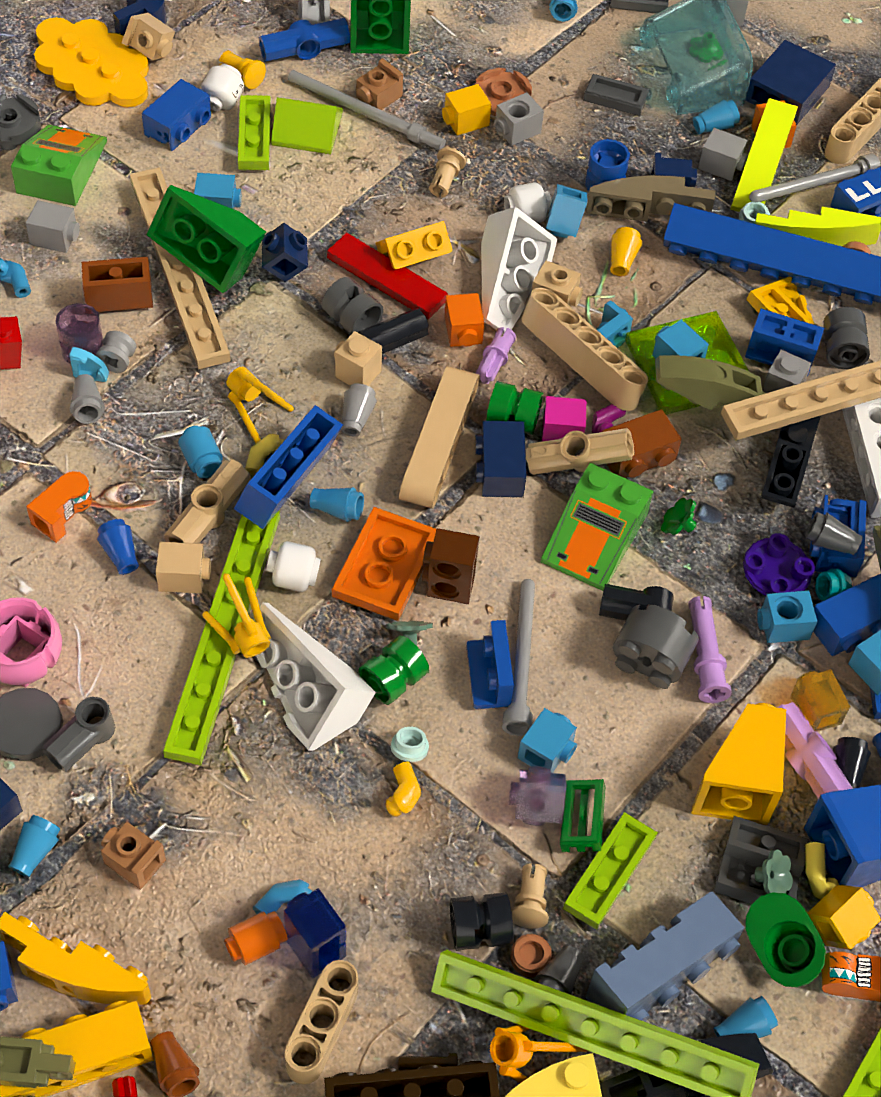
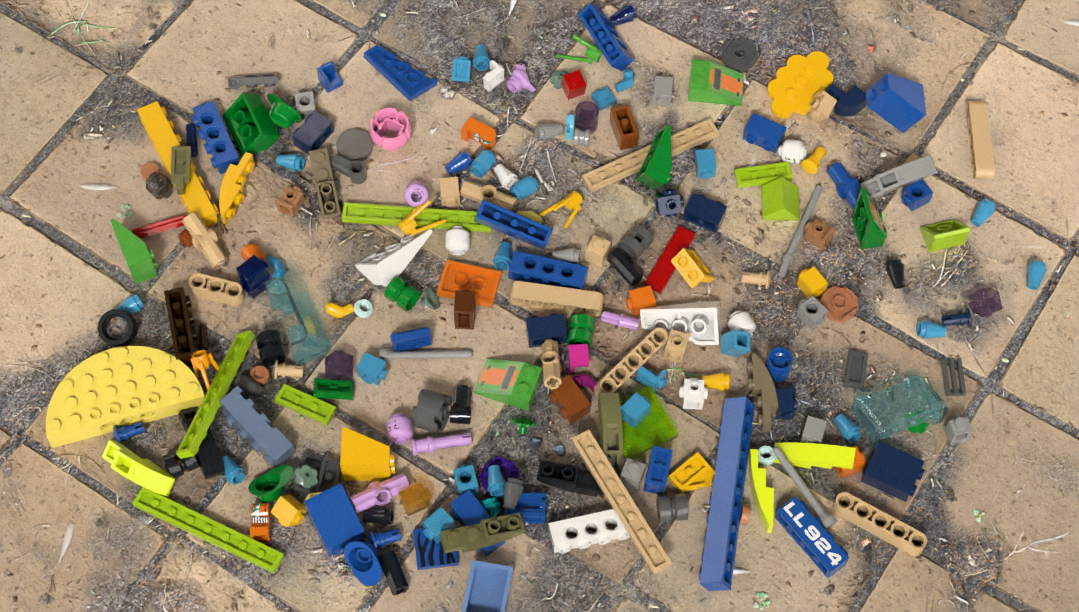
camera: 85 degrees right, 5 degrees up
(37, 313) = (603, 98): none -> dark azure plate
(111, 786) = (324, 183): none -> dark tan slope
(131, 505) = (483, 163): none -> dark azure brick
(168, 476) = (505, 176): none -> white cone
(177, 618) = (414, 188): none -> lavender head
(200, 1031) = (204, 239): none -> tan piece
(313, 209) = (704, 212): none -> dark blue brick
(386, 438) = (519, 271): none -> blue brick
(463, 18) = (895, 271): none -> black cone
(483, 840) = (307, 337): none -> clear light blue windscreen
(648, 278) = (693, 393): none -> white brick
(680, 707) = (399, 429): none -> lavender head
(799, 563) = (495, 481): none -> dark azure cone

